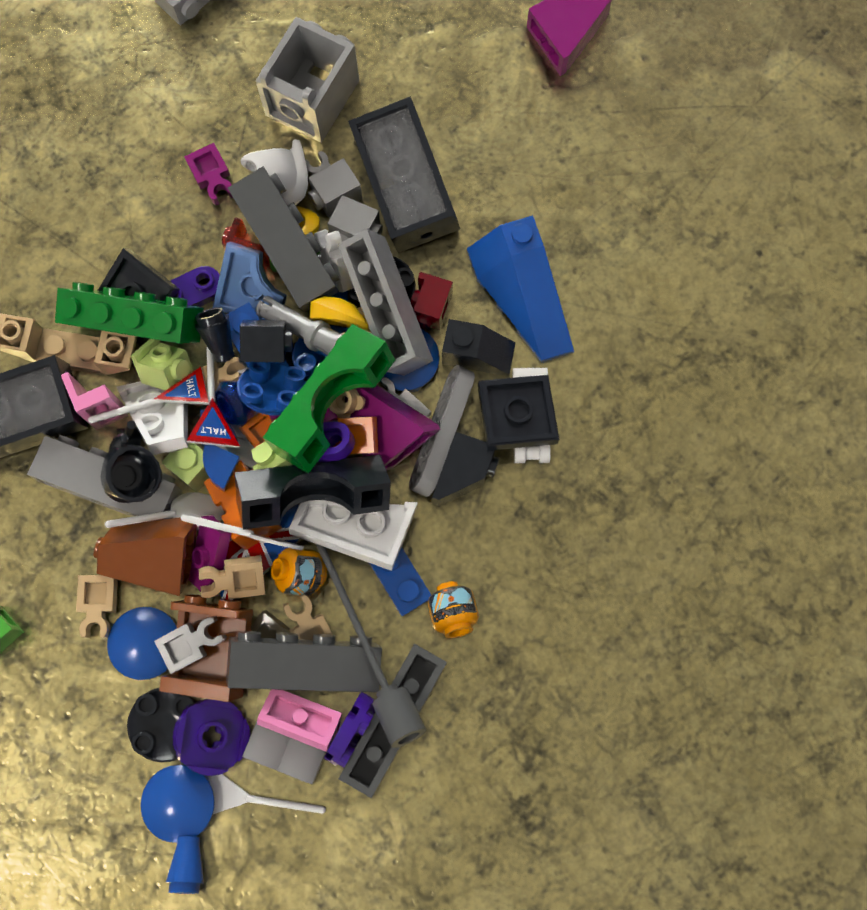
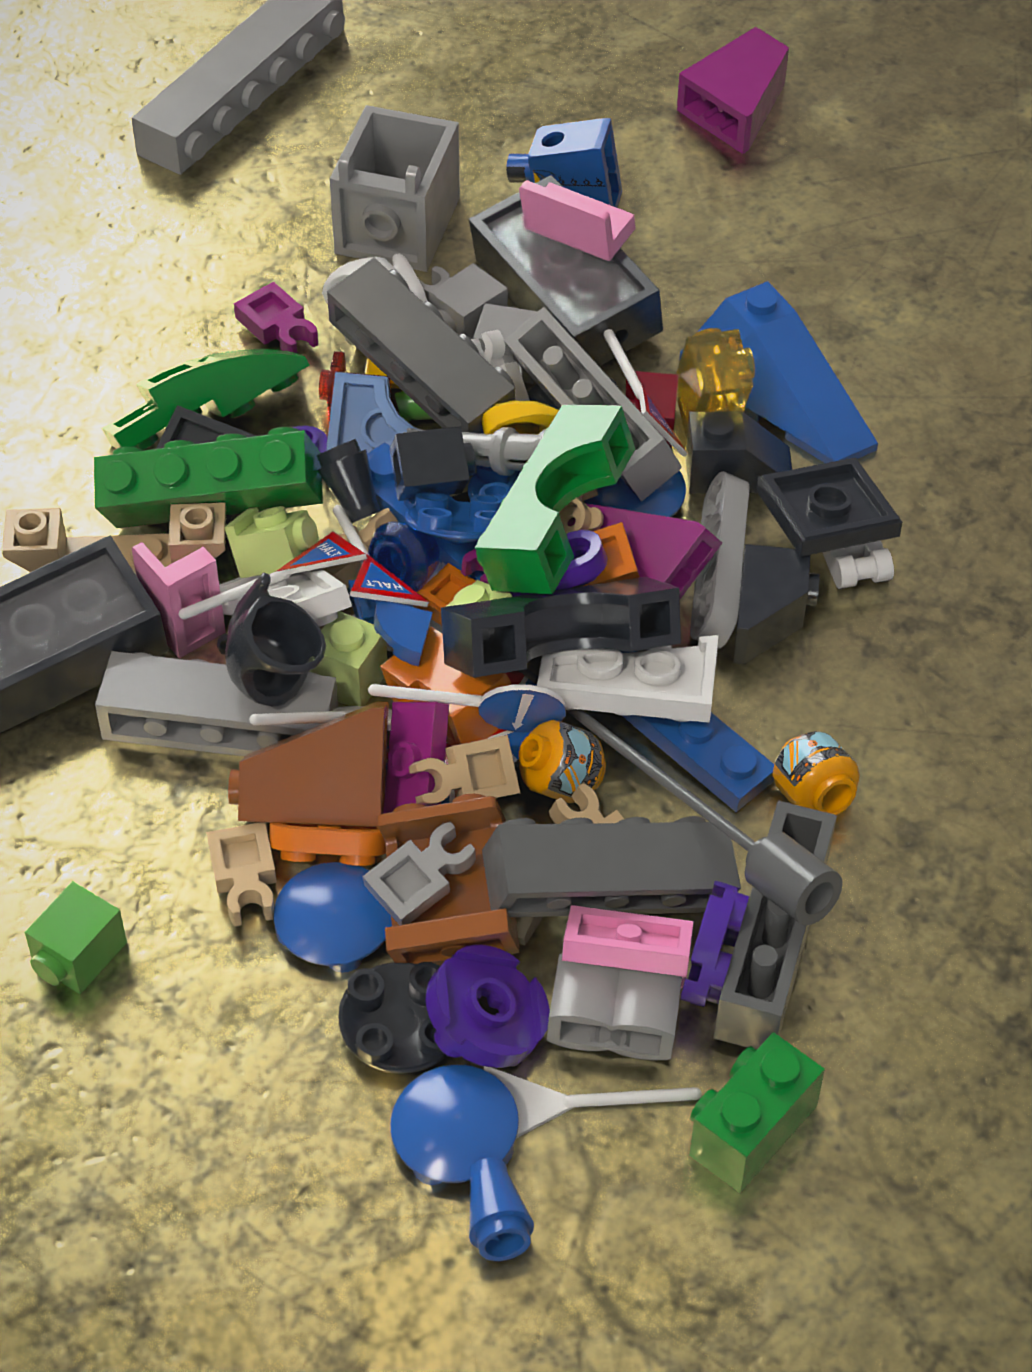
camera: 15 degrees left, 25 degrees down
(146, 597) = (303, 841): none -> orange plate
(159, 223) = (219, 380): none -> green slope
(347, 842) = (754, 1111): none -> green brick
(415, 144) = (575, 219): none -> bright pink panel
(422, 321) = (648, 407): none -> white piece
(433, 82) = (576, 155): none -> blue torso
(472, 294) = (714, 373): none -> clear yellow brick

